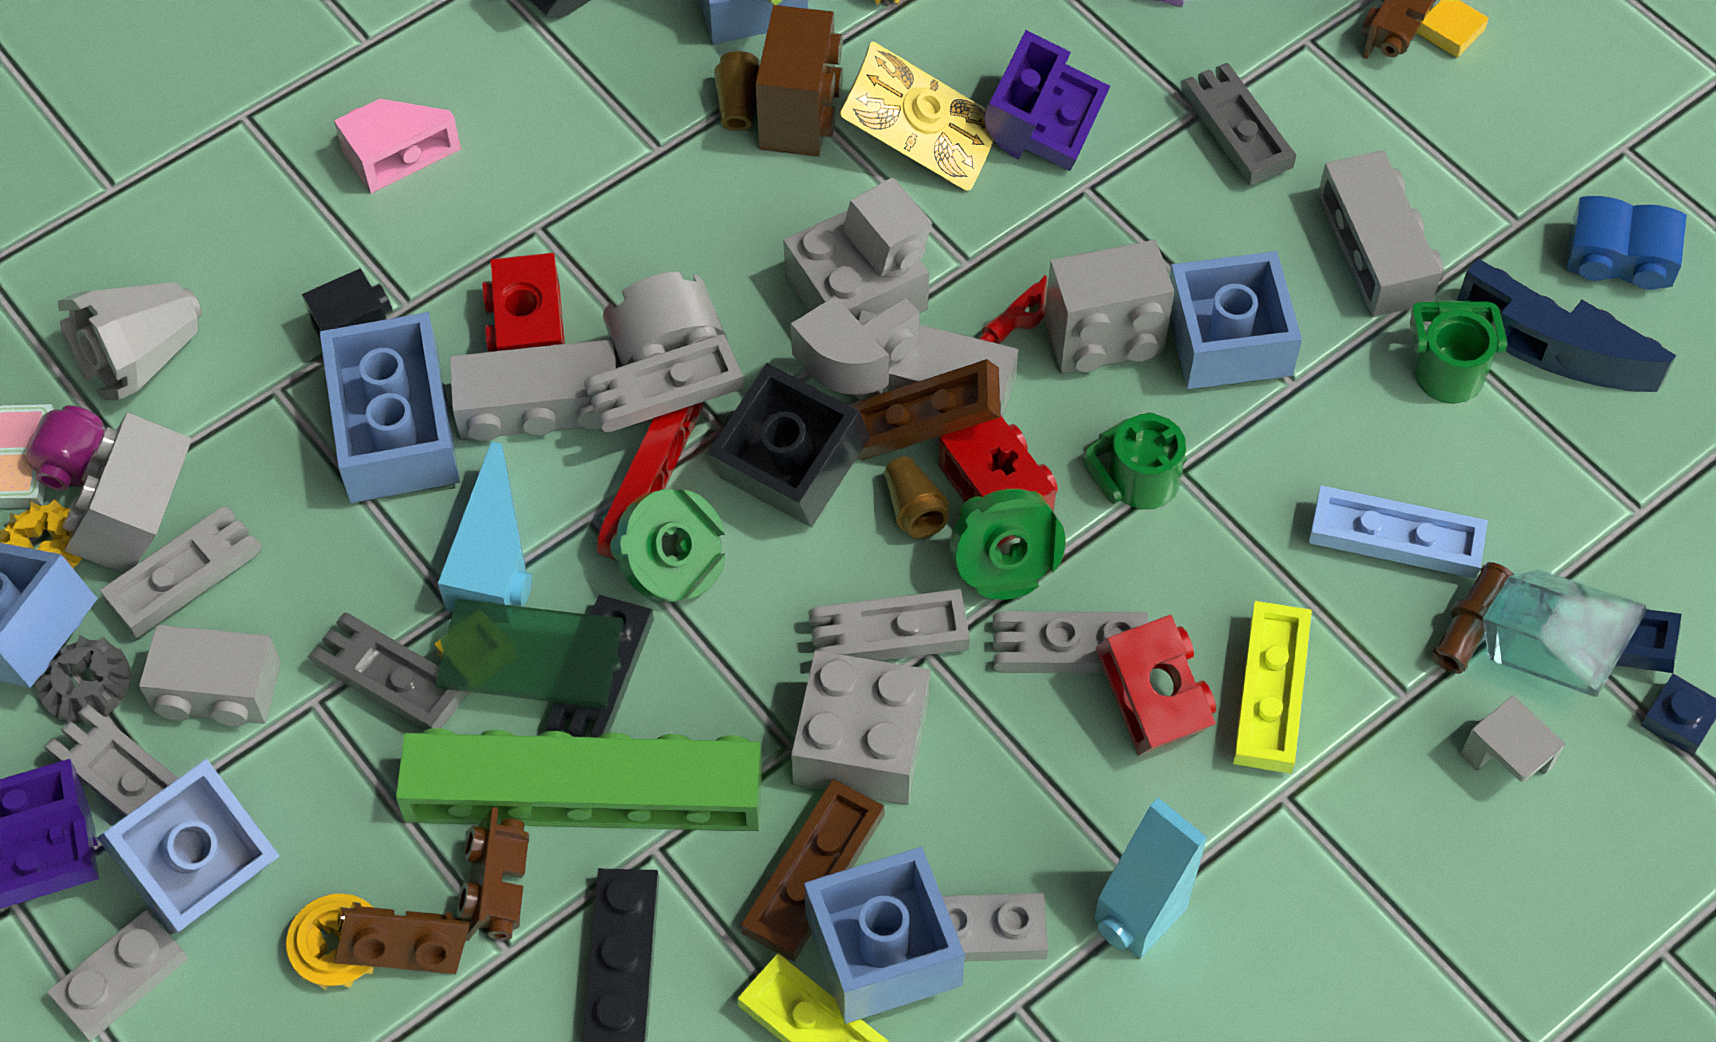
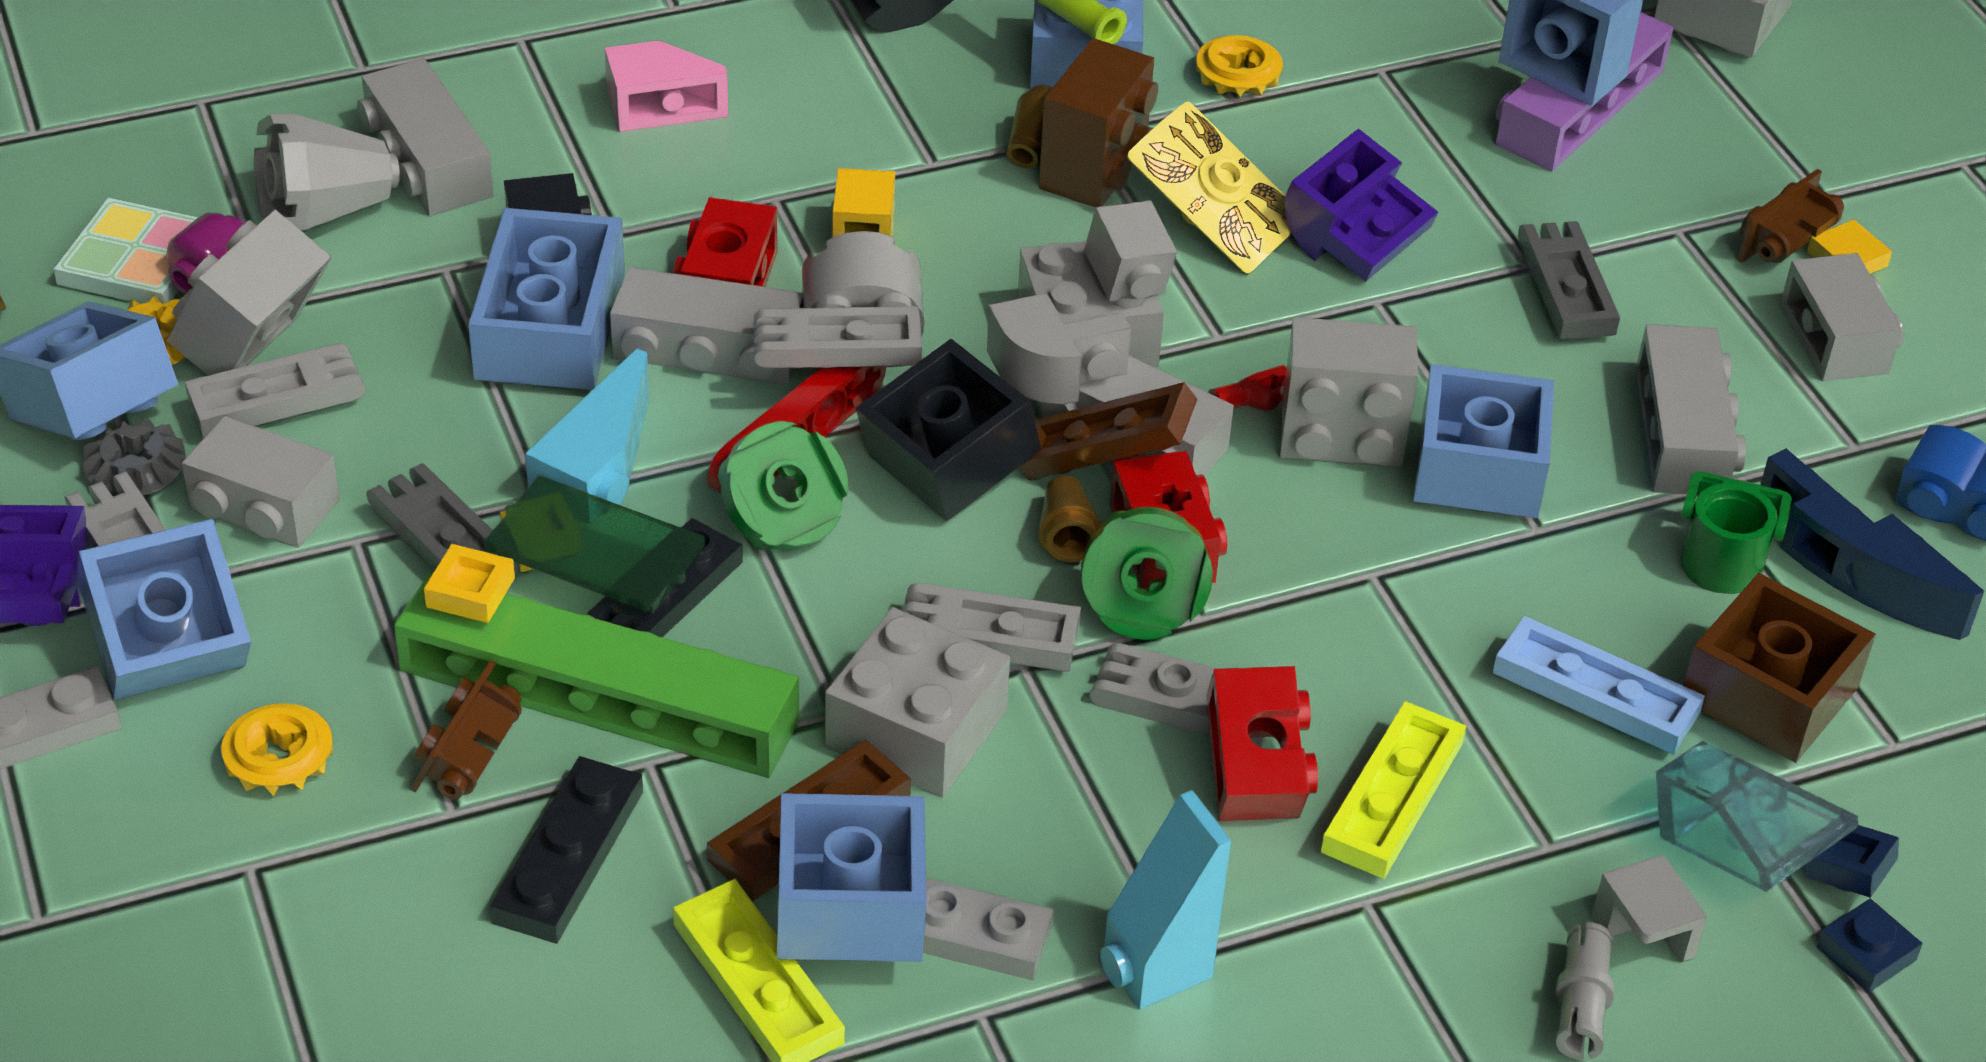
camera: 15 degrees right, 15 degrees down
(205, 256) = (429, 134): none -> light grey brick
(400, 942) = (341, 756): reddish brown hinge -> none
(449, 743) = (469, 583): none -> yellow plate
(626, 229) = (864, 201): none -> yellow brick
(1144, 461) = (1333, 545): green piece -> none
(1467, 624) = (1638, 795): reddish brown pin -> none
(1470, 99) = (1841, 317): none -> light grey brick
(1485, 833) = (1584, 991): none -> light grey pin
(1539, 477) = (1778, 666): none -> reddish brown brick

